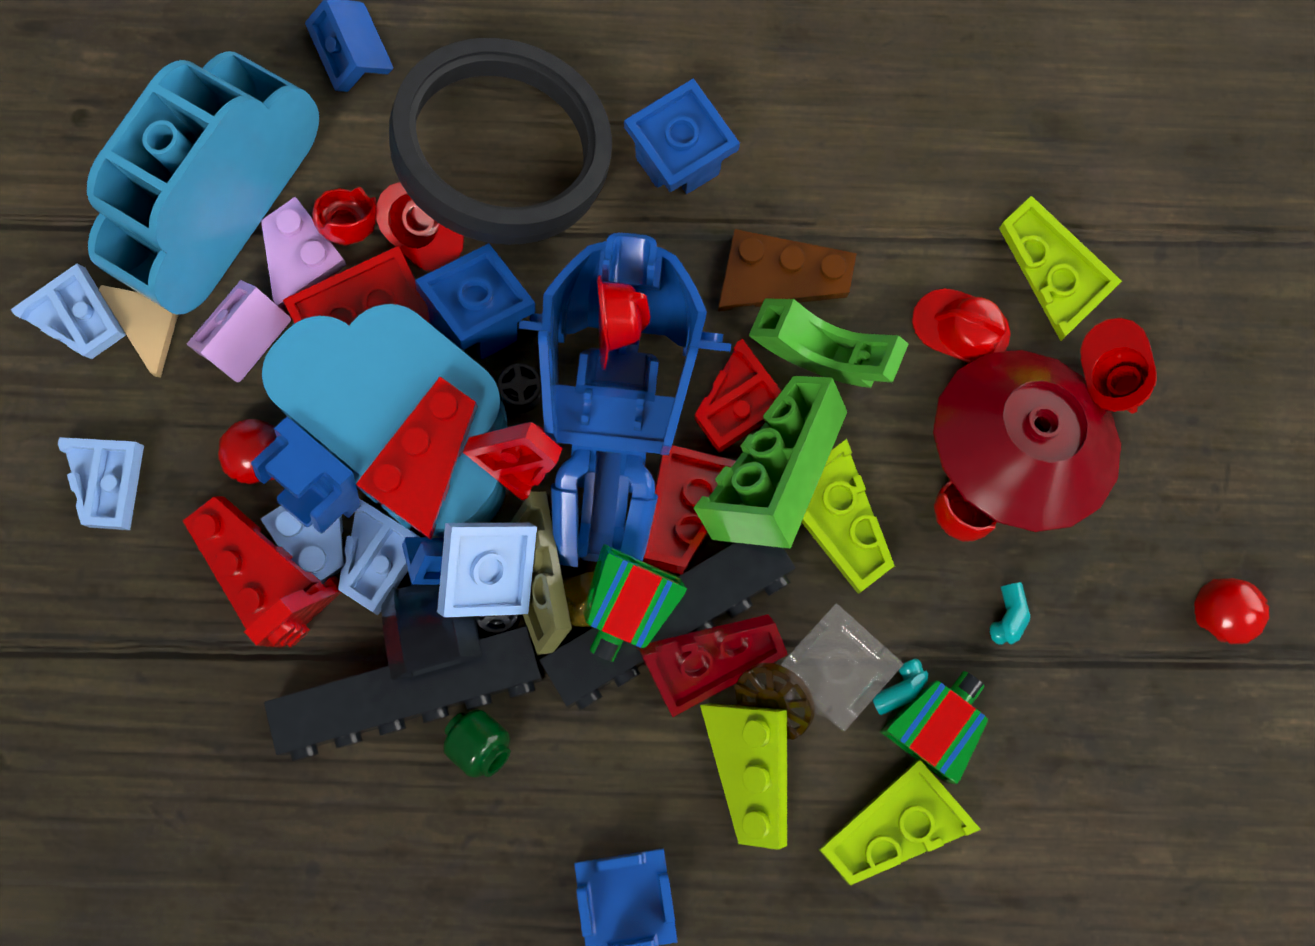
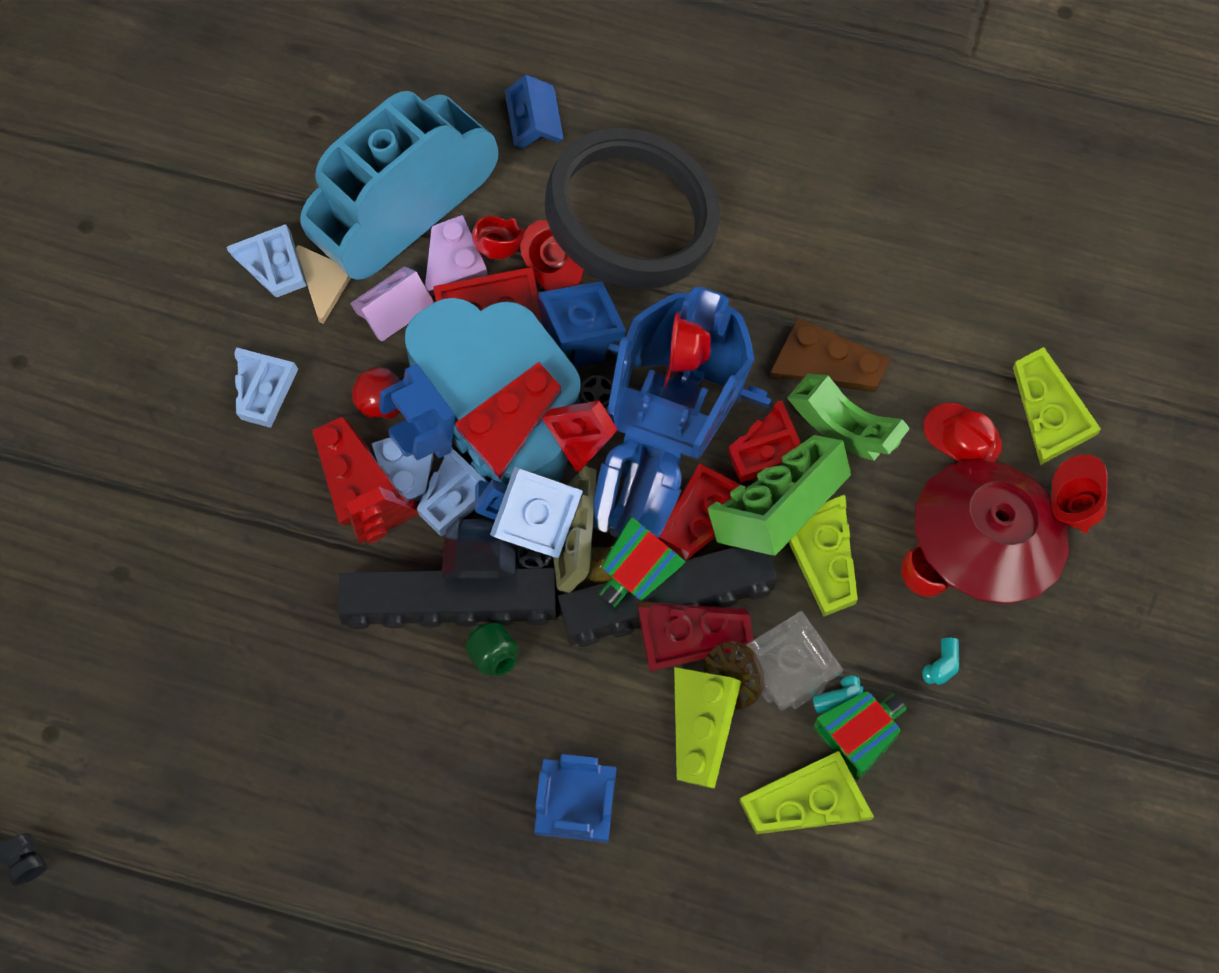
camera: 20 degrees right, 10 degrees down
(681, 139) = (773, 240): blue panel -> none
(1232, 610) = (1127, 705): red hair -> none

